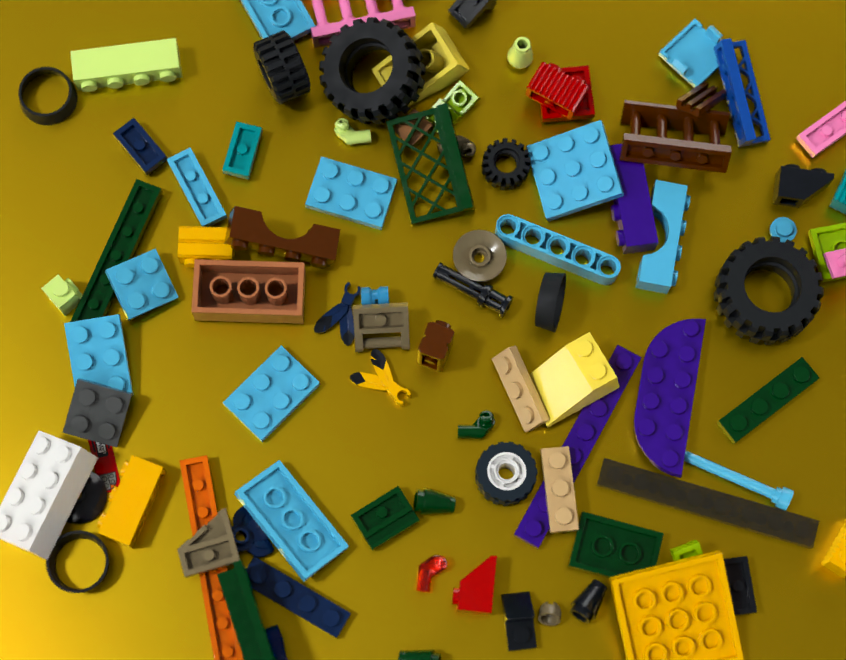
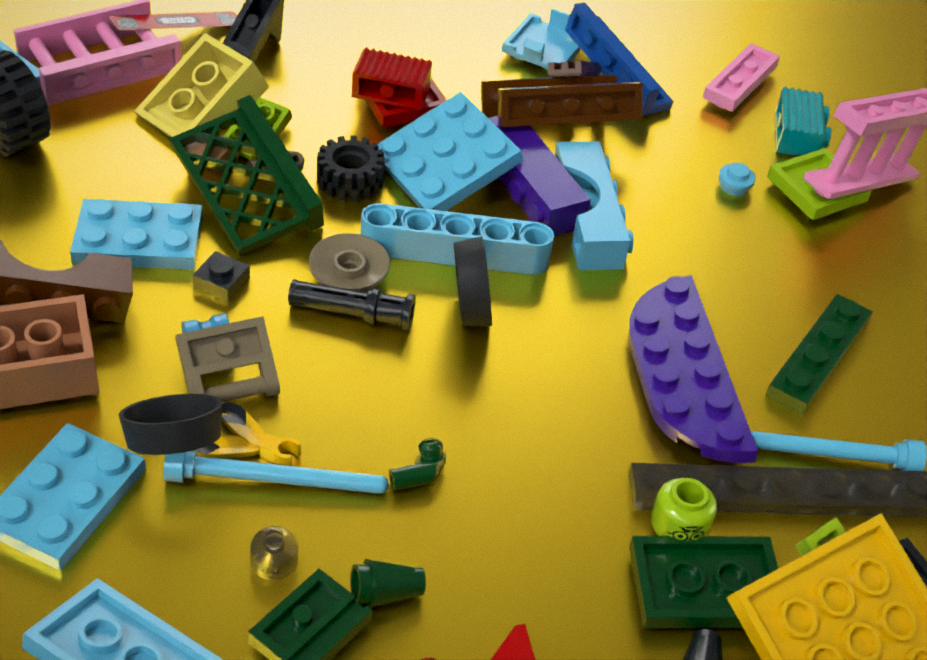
camera: 20 degrees left, 30 degrees down
(339, 350) = (172, 423): none -> black tyre
(341, 391) = (188, 464): none -> medium azure piece
(342, 313) = (156, 368): dark blue piece -> none
(347, 51) = (121, 58): black tyre -> none
(349, 135) = (122, 176): yellowish green arm -> none
(378, 464) = (274, 553): none -> clear smoke piece
(396, 243) = (221, 276): none -> plate
(435, 345) = (320, 364): reddish brown brick -> none
(505, 490) = (490, 515): black wheel -> none
(520, 53) = (330, 62): yellowish green cone -> none
(520, 389) = (470, 402): tan plate -> none
(559, 489) = (586, 512): tan plate -> none
(573, 378) = (542, 368): light yellow slope -> none
(580, 442) = (581, 476): dark purple plate -> none
(621, 496) = (684, 509): none -> lime head
(787, 263) = (790, 233): black tyre -> none
(797, 186) = (731, 131): black slope -> none

